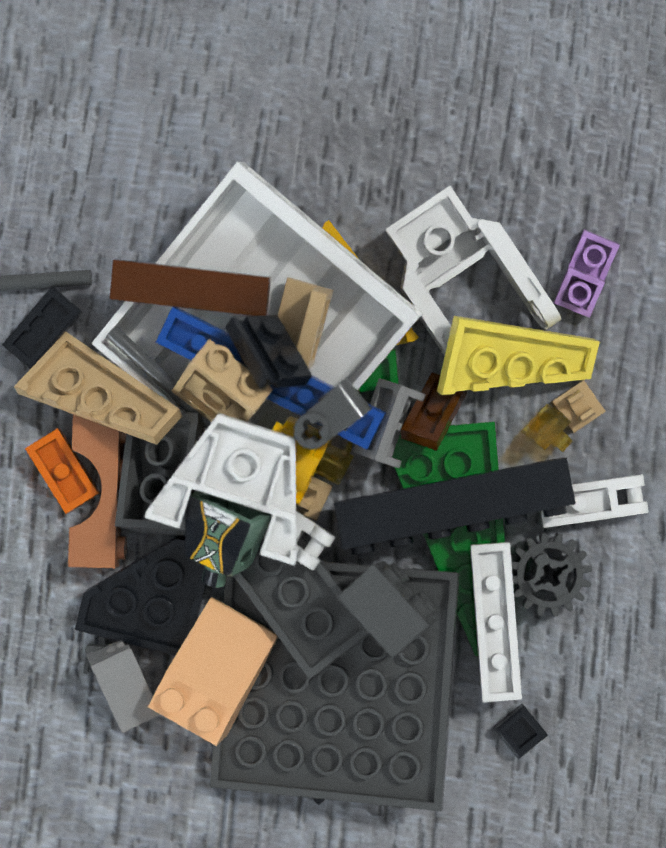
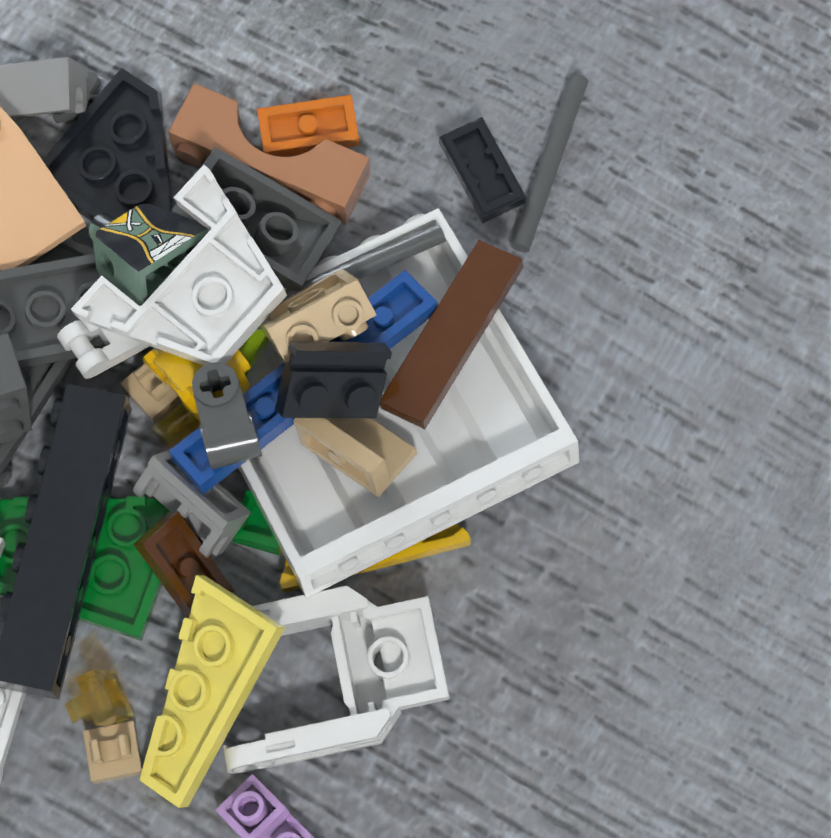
camera: 110 degrees right, 15 degrees down
(94, 388) = (383, 190): tan wing -> none

